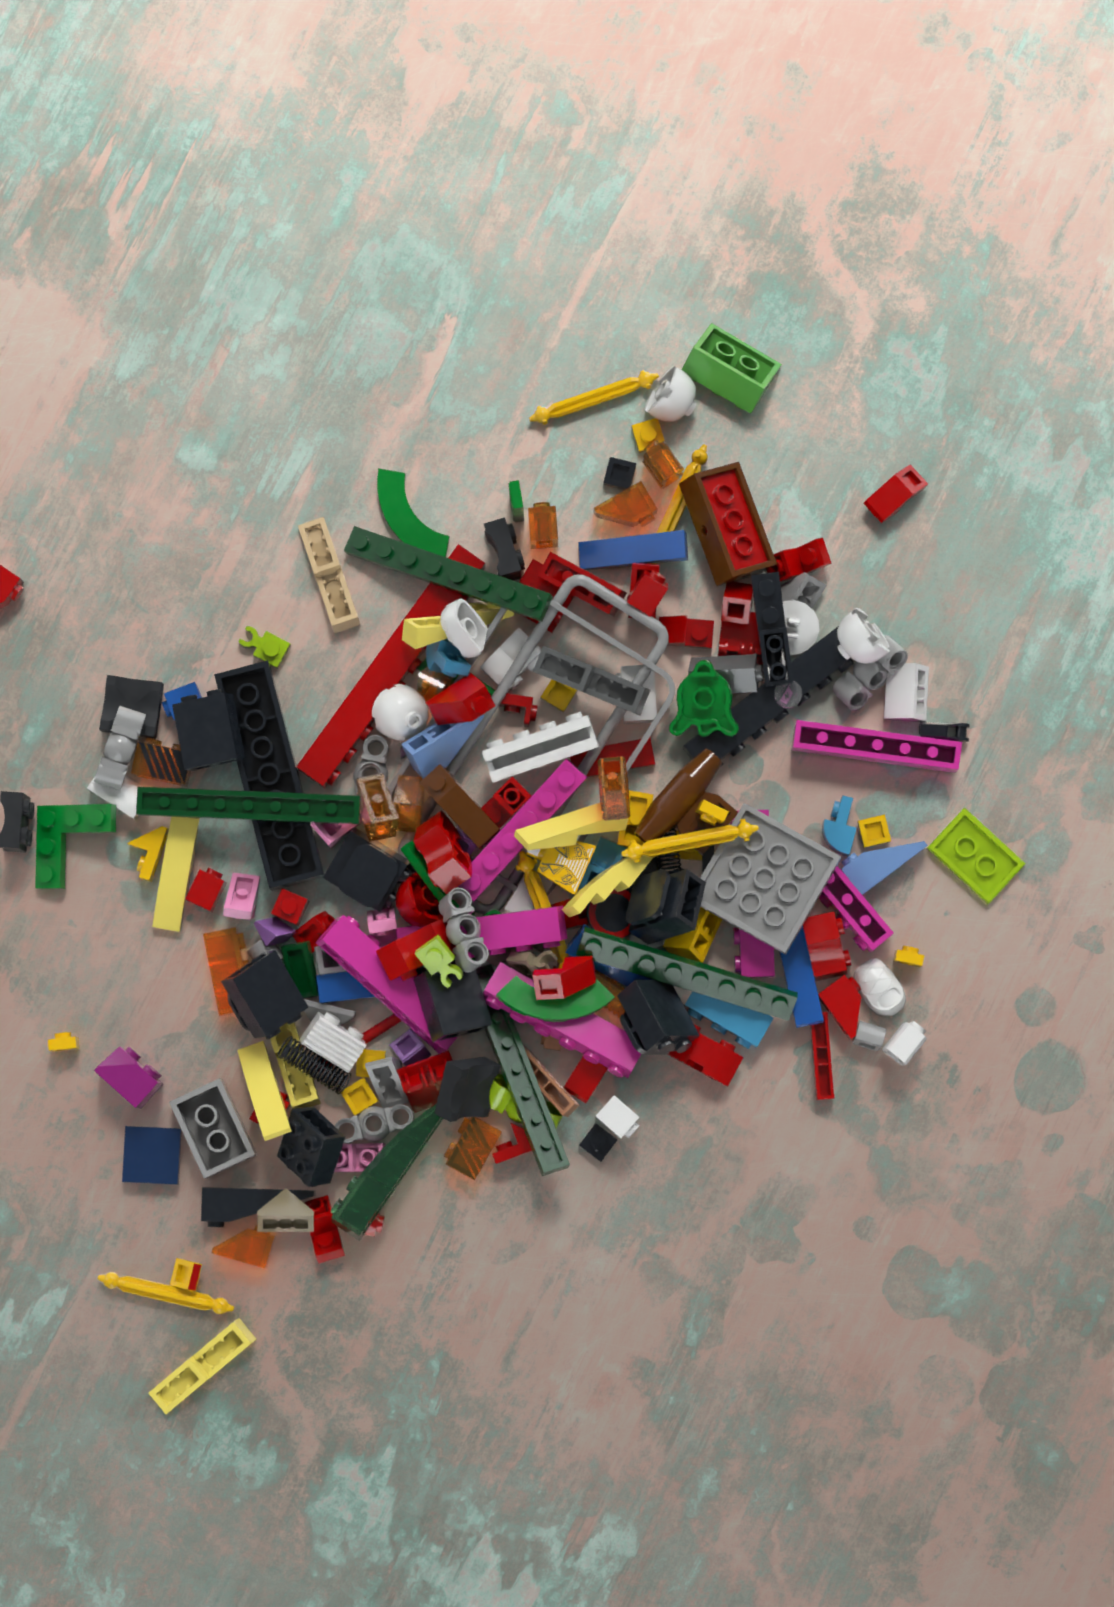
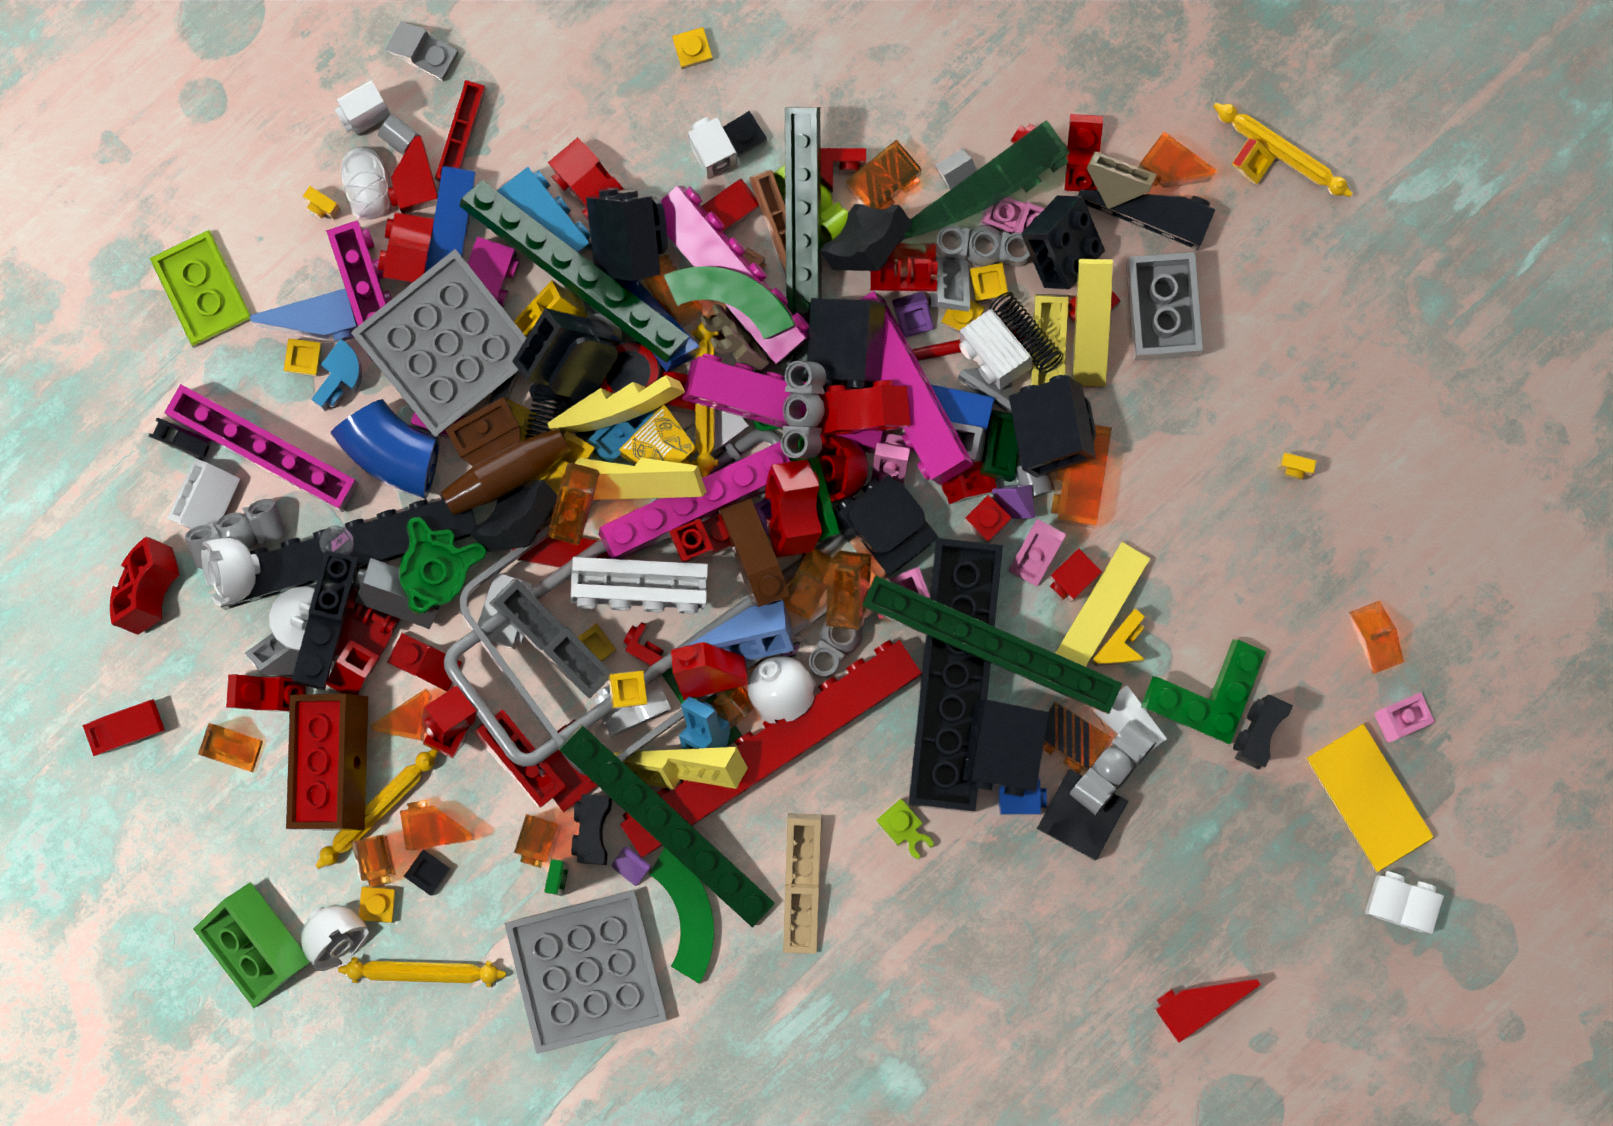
camera: 160 degrees left, 0 degrees up
(129, 1076) = (1236, 397): magenta slope -> none
(151, 1155) = (1243, 305): dark blue tile -> none
(202, 1366) = (1270, 57): light yellow slope -> none
(419, 1178) = (956, 168): none -> light grey slope
(437, 957) = (842, 387): lime plate -> none
(464, 628) = (672, 749): white piece -> none
(465, 537) = (631, 866): none -> medium lavender slope
(468, 444) = (585, 971): none -> light grey plate
(516, 662) = (627, 689): none -> yellow plate
(562, 982) = (718, 307): red slope -> none
(633, 549) = (446, 774): blue slope -> none
(655, 764) = (516, 518): none -> black brick
(666, 1195) = (692, 48): none -> yellow plate
(681, 581) = (405, 719): none -> clear orange slope
(689, 840) = (511, 414): yellow wheel -> none
(711, 813) = (476, 435): yellow plate -> none
(776, 782) = (389, 448): none -> blue brick
(807, 509) = (230, 747): none -> clear orange slope
(879, 1111) = (422, 50): none -> light grey slope
(925, 605) = (142, 586): none -> red brick

